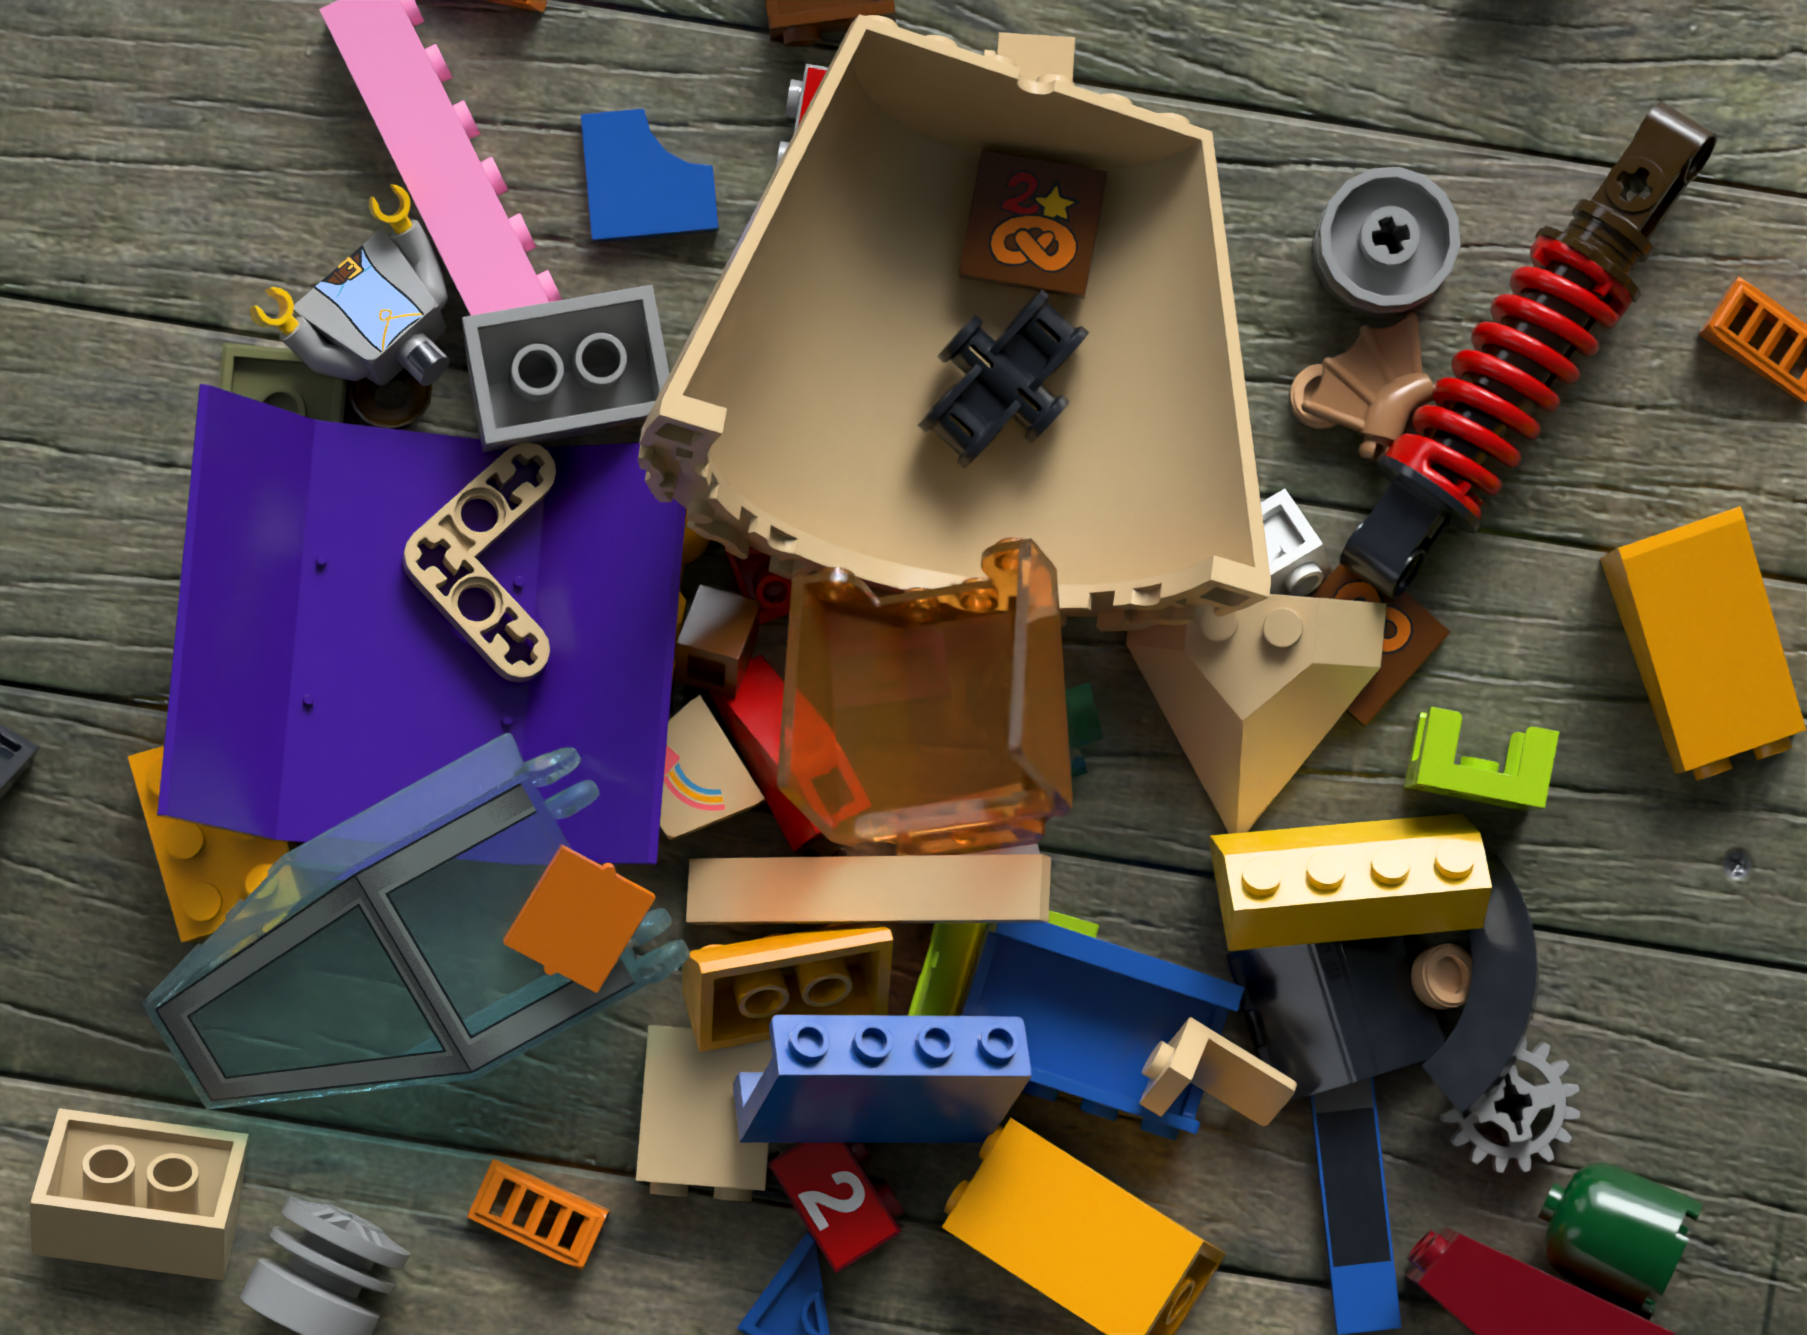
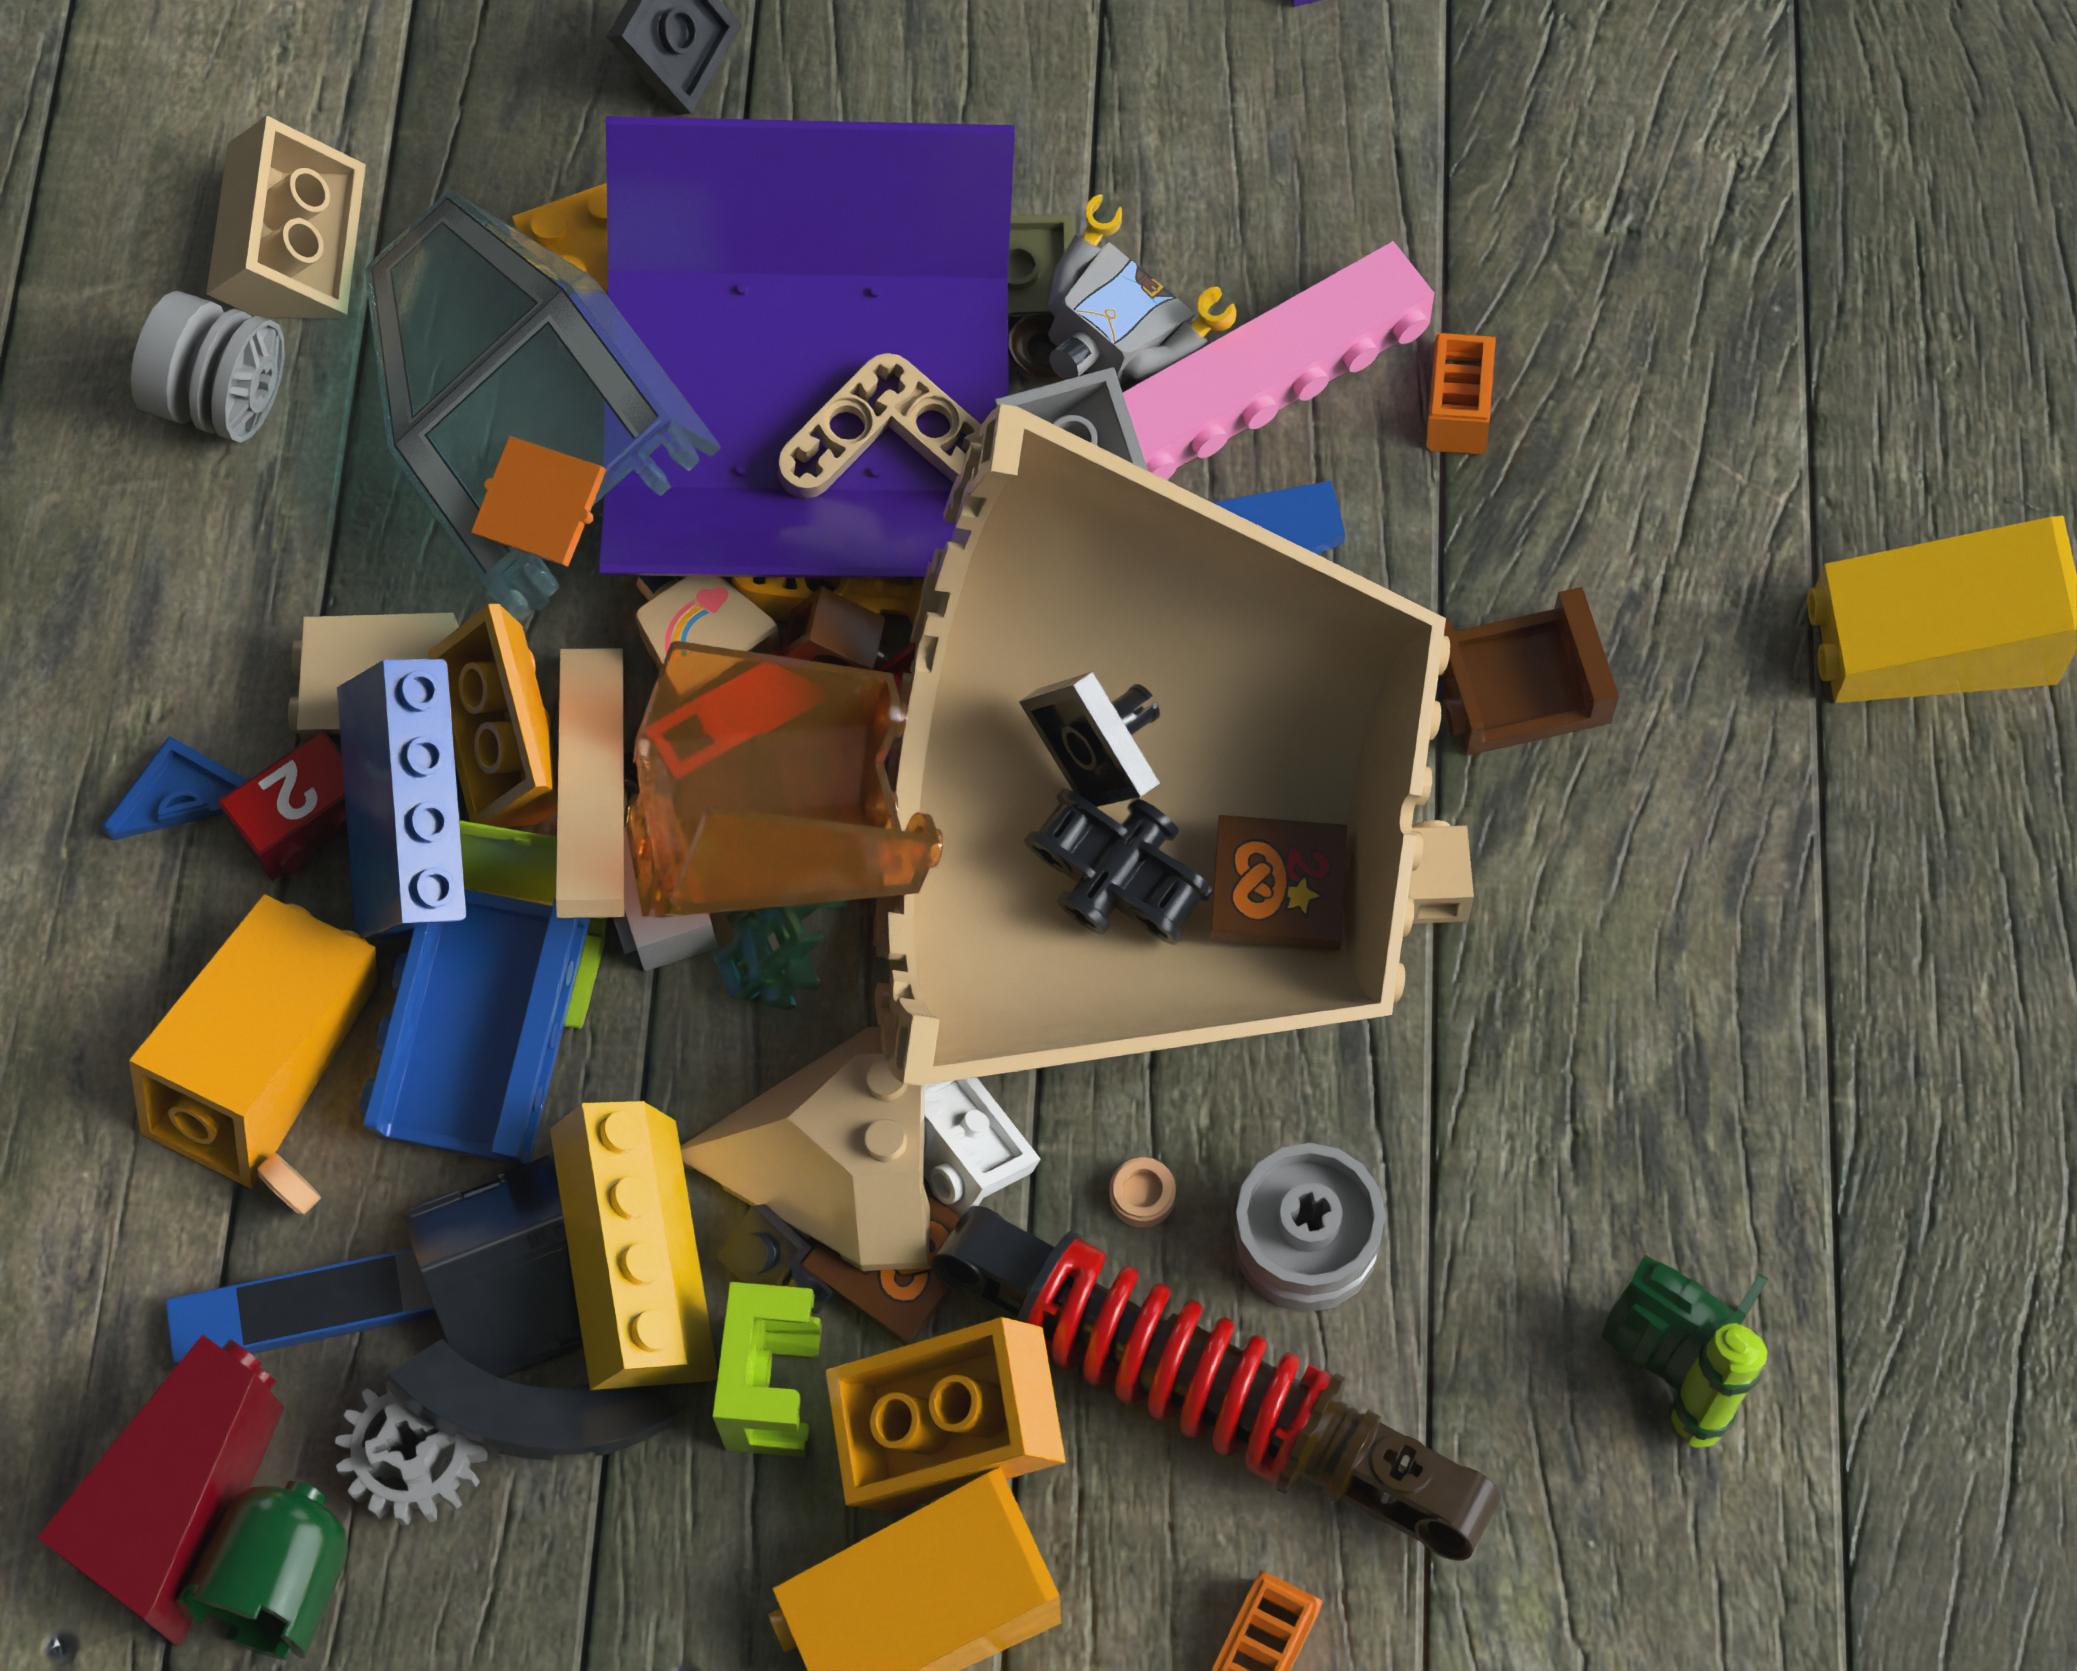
camera: 90 degrees right, 20 degrees down
(588, 1233) = (277, 598): orange slope -> none
(889, 383) = (1094, 738): none -> black tile
(1217, 1068) = (438, 1137): tan bracket -> none
(1235, 1213) = (288, 1184): none -> light nougat tile
(1356, 753) = (771, 1253): none -> black plate
(1374, 385) = (1160, 1235): medium nougat arm -> none
(1442, 976) = (544, 1363): light nougat tile -> none
(1548, 597) = (944, 1414): none -> light orange brick

